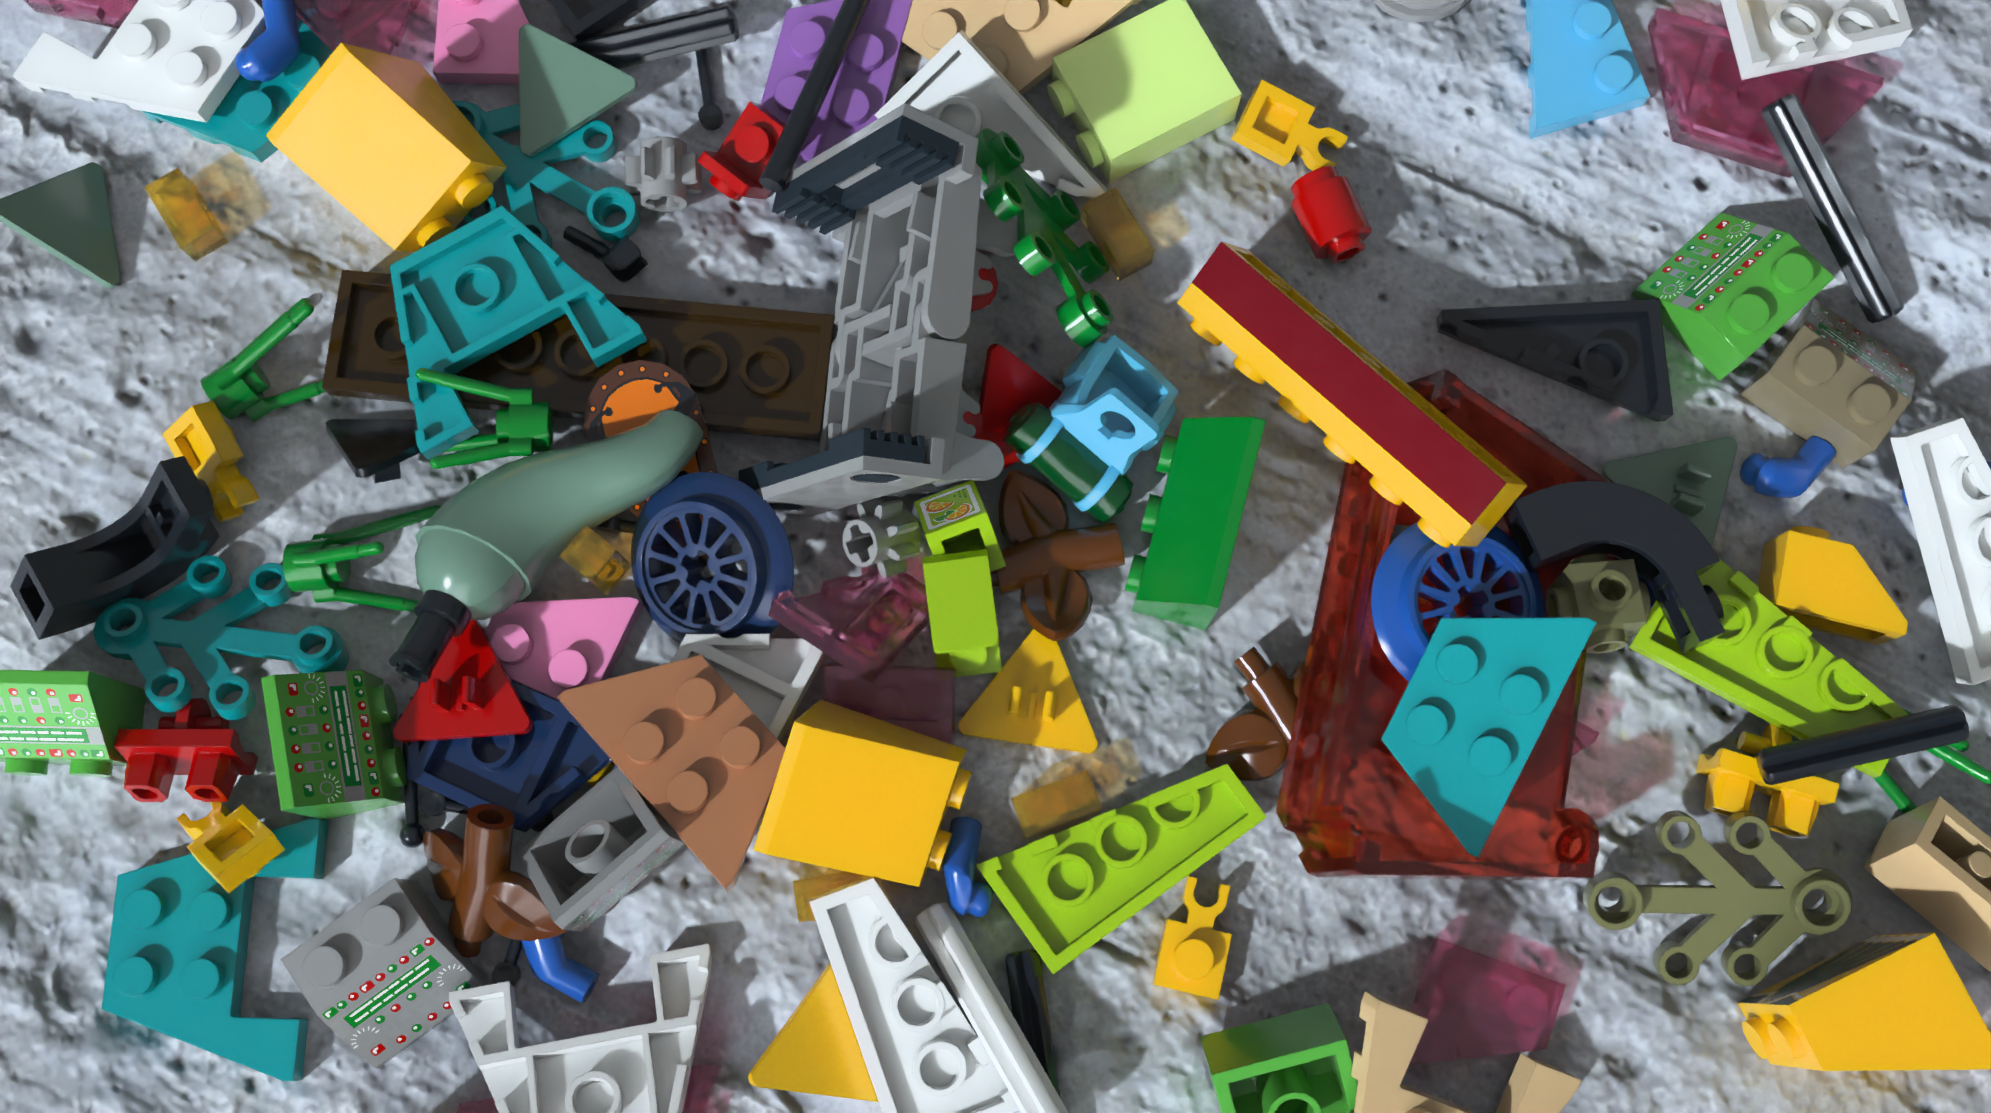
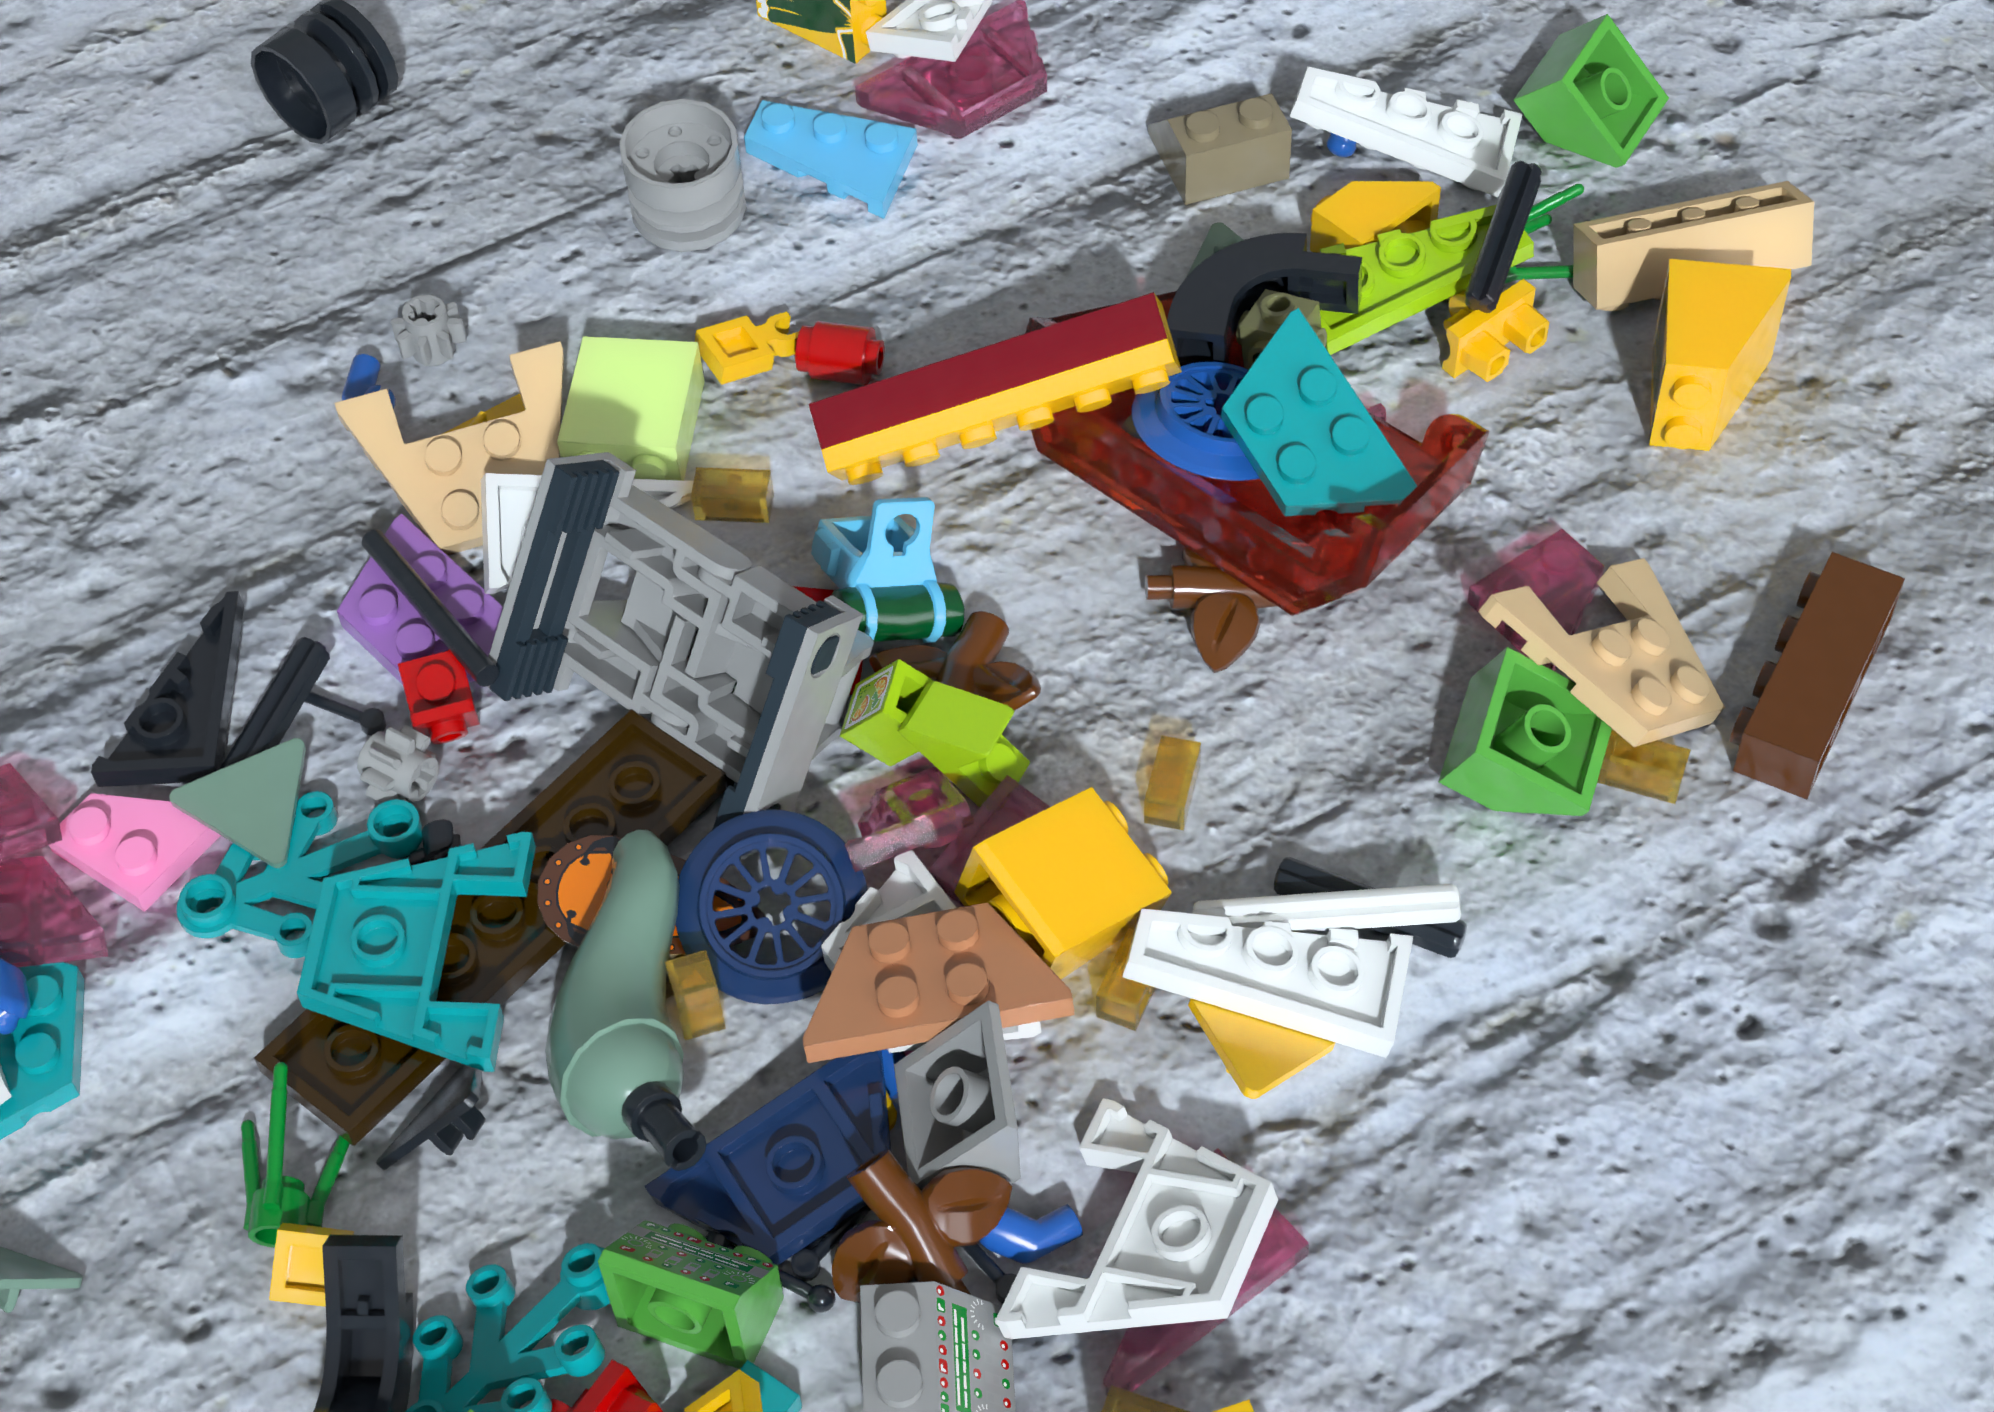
camera: 55 degrees left, 25 degrees down
(186, 214) = (75, 1172): clear yellow piece -> none
(325, 561) = (509, 1225): green plant -> none
(388, 146) = (194, 936): yellow slope -> none
(465, 696) = (740, 1163): red piece -> none
(520, 429) = (526, 985): green plant -> none
(562, 641) = (741, 1070): bright pink wing -> none
(882, 537) = (834, 780): light grey gear -> none
(959, 870) = (1188, 877): blue arm -> none
(1032, 702) = (1072, 755): yellow piece -> none
(1042, 235) = (718, 513): green plant -> none
(1102, 872) = (1253, 772): lime wing -> none
(1191, 952) = (1361, 757): yellow plate -> none
(1195, 519) = (1018, 548): green slope -> none
(1592, 346) = (1075, 259): black wing -> none
(1728, 901) = (1564, 391): olive plant -> none
(1733, 289) = (1105, 158): bright green slope -> none
(1787, 476) = (1268, 205): blue arm -> none
(1832, 208) = (1092, 71): black axle -> none

